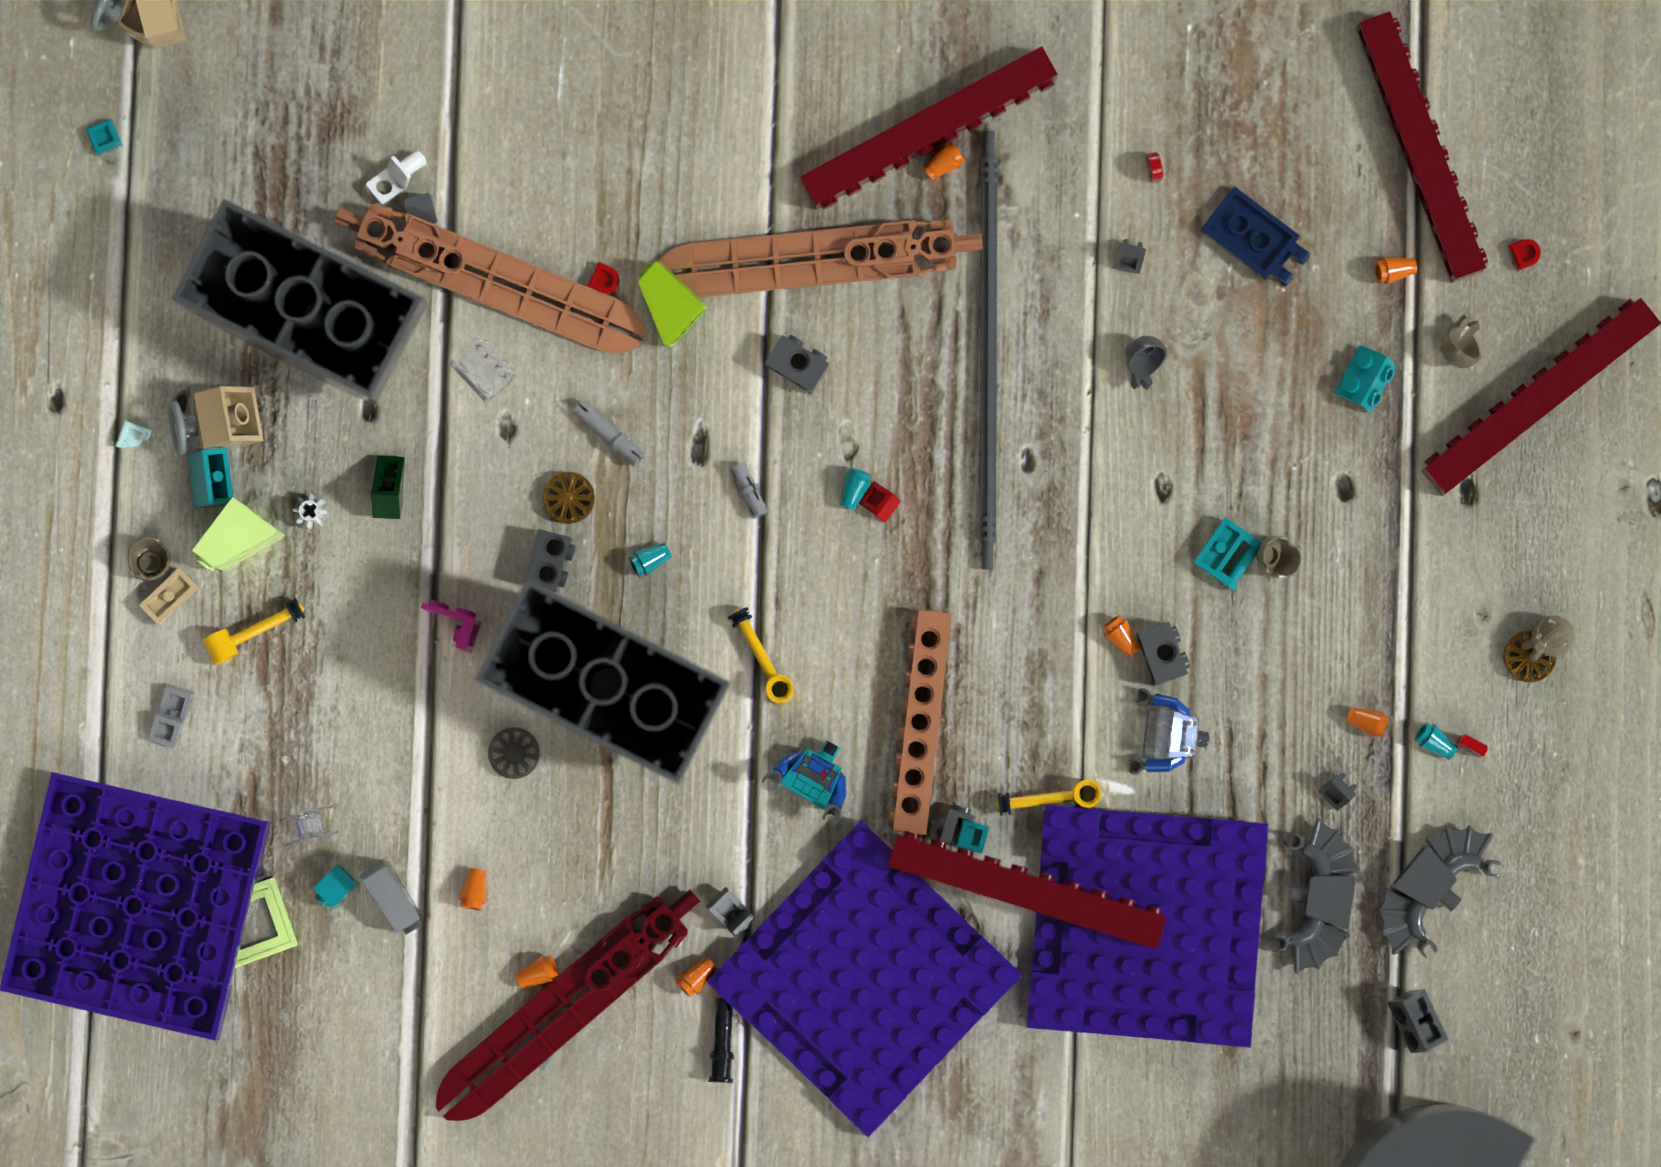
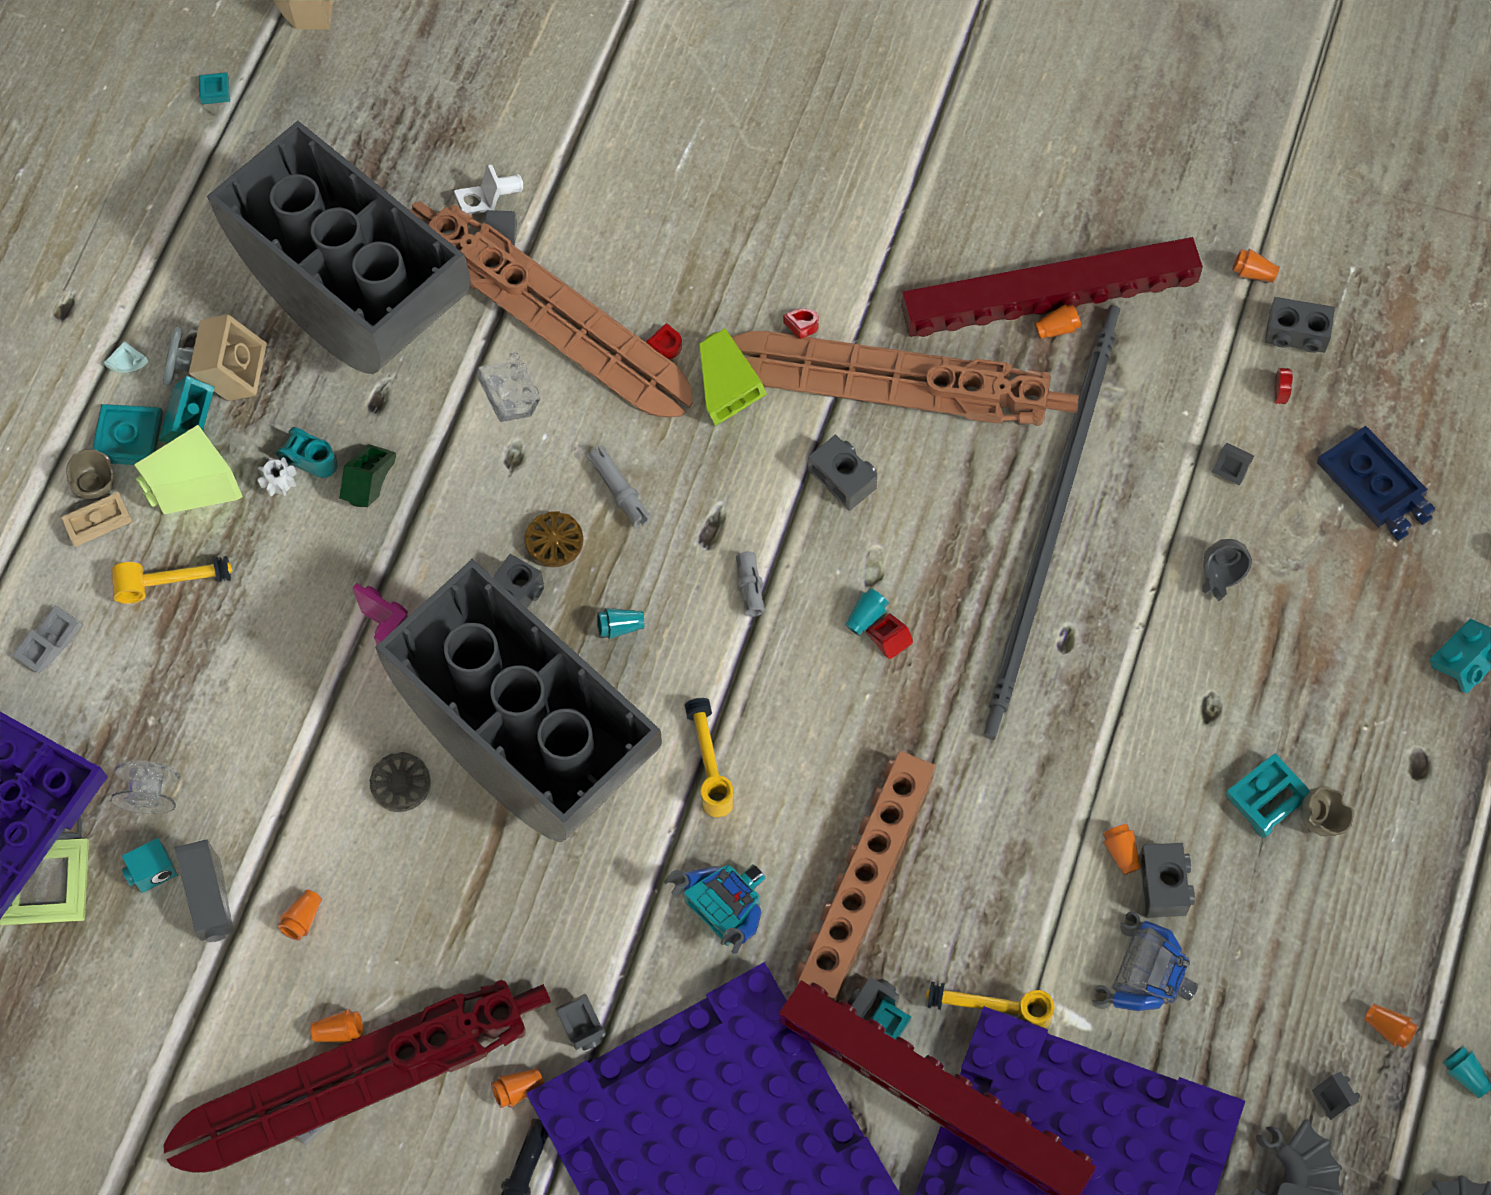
camera: 15 degrees right, 20 degrees down
(162, 507) = (127, 432): none -> teal tile
(323, 481) = (304, 449): none -> teal piece
(719, 226) = (802, 322): none -> red tile
(1101, 53) = (1254, 266): none -> orange cone
(1153, 96) = (1300, 318): none -> dark grey brick

